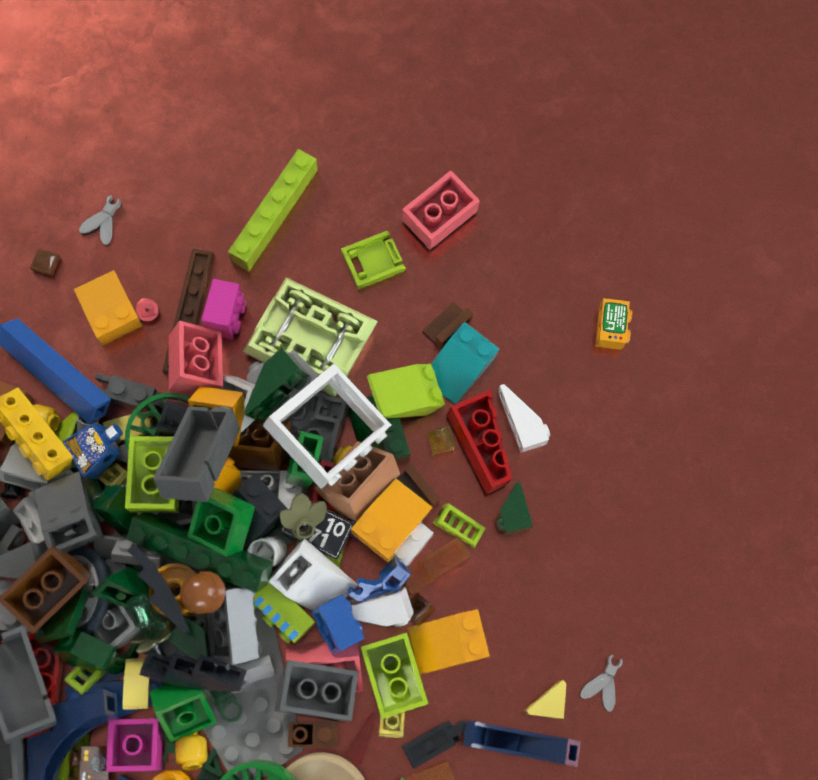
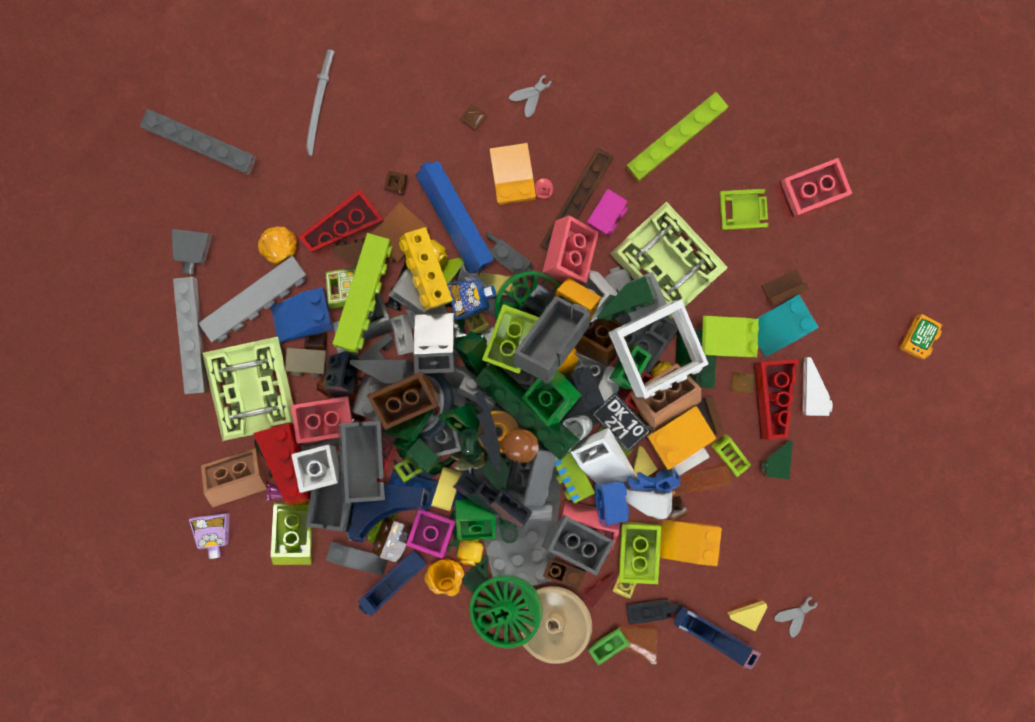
camera: 25 degrees right, 15 degrees up
(303, 512) = (616, 411): olive plate -> none
(361, 567) = (643, 462): none -> light yellow slope

